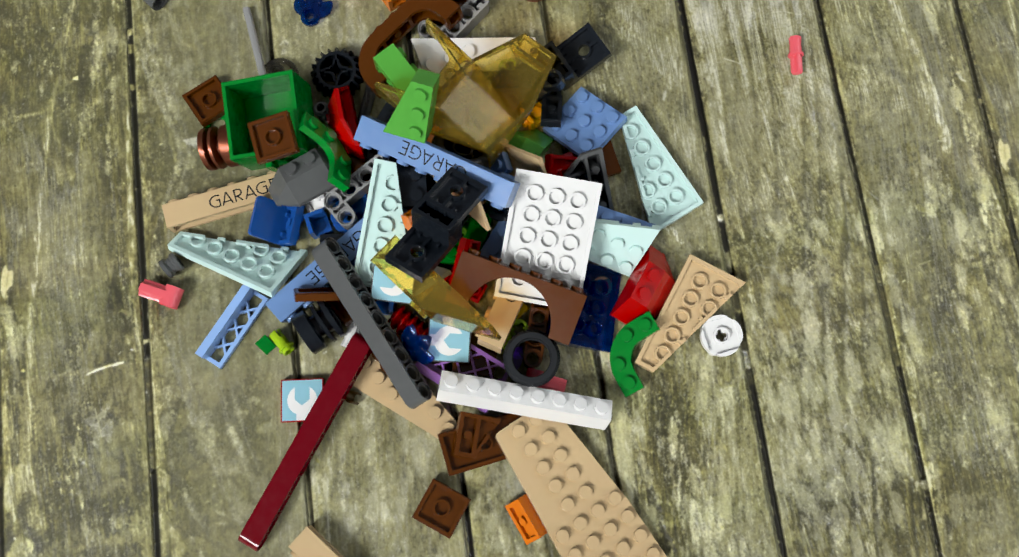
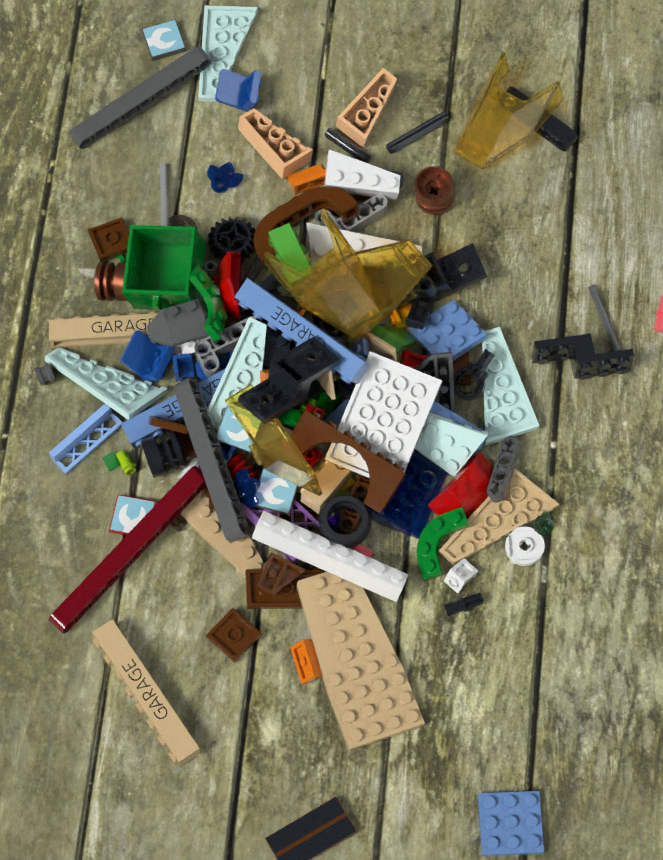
camera: 15 degrees right, 10 degrees down
(164, 294) = (33, 399): coral piece -> none
(273, 137) = (165, 281): reddish brown plate -> none
(416, 108) = (294, 283): bright green wedge -> none
(628, 152) = (470, 370): none -> black pin
(663, 383) = (460, 575): none -> white bracket
(674, 414) = (463, 604): none -> black axle
(676, 258) = (499, 468): none -> dark grey beam
(730, 118) = (582, 356): none -> black bracket
(734, 306) = (544, 523): none -> clear green plant
(738, 73) = (604, 318): none -> dark grey bar

